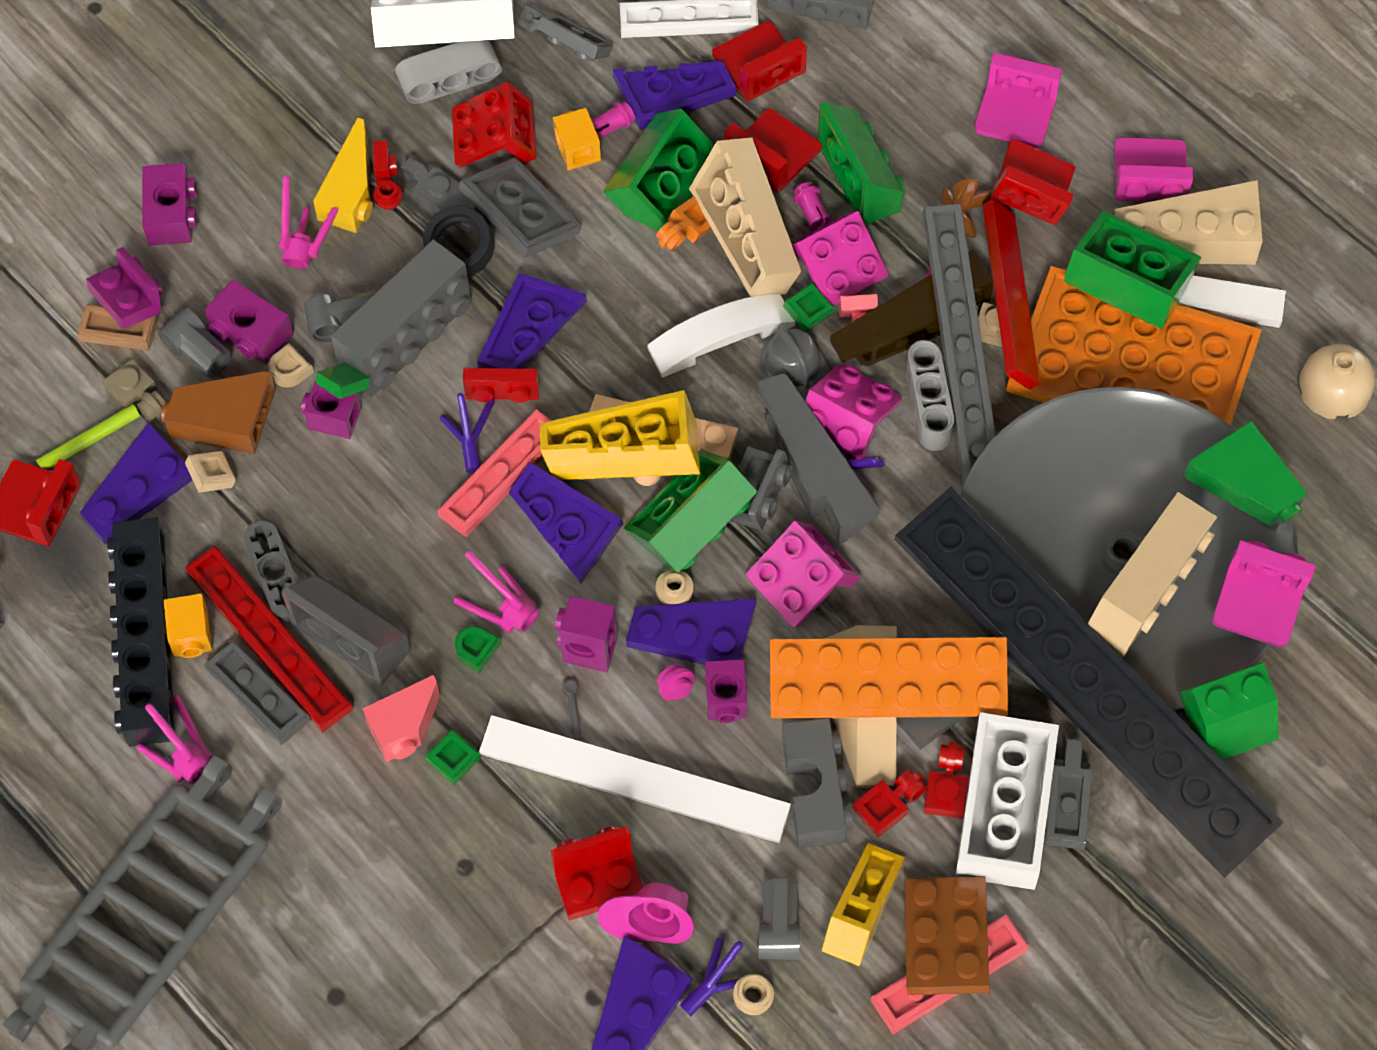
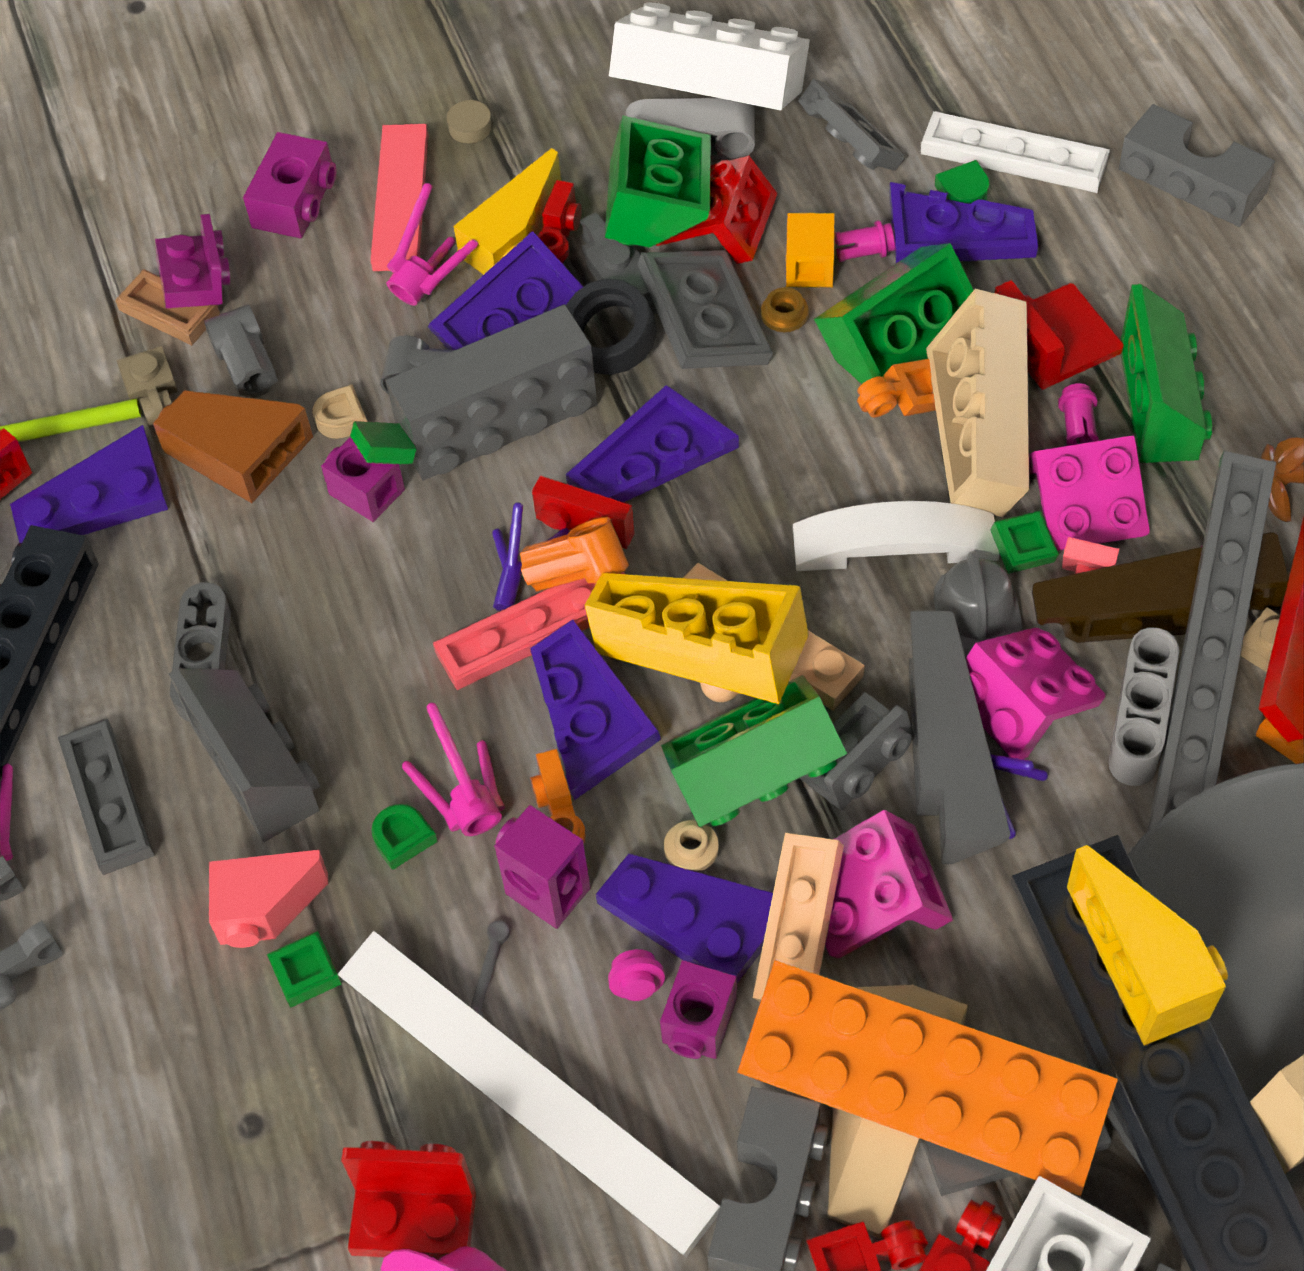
camera: 25 degrees right, 5 degrees down
(188, 626) = (60, 682): light orange brick -> none
(210, 471) = (184, 505): tan tile -> none
(238, 306) = (314, 344): magenta brick -> none
(251, 185) = (398, 187): none -> coral tile
(269, 639) = (153, 737): red tile -> none
(277, 111) = (469, 121): none -> dark tan tile
(376, 244) = (512, 291): none -> dark purple wing
(447, 121) = (656, 182): none -> green slope
(521, 412) = (581, 554): none -> orange piece
(568, 581) = (552, 791): none -> orange plate
(575, 182) = (784, 310): none -> pearl gold plate
(663, 53) = (964, 183): none -> green tile
(761, 60) = (1085, 224): red bracket -> none
(764, 603) = (800, 906): none -> light nougat plate
(998, 552) = (1148, 950): none -> yellow slope

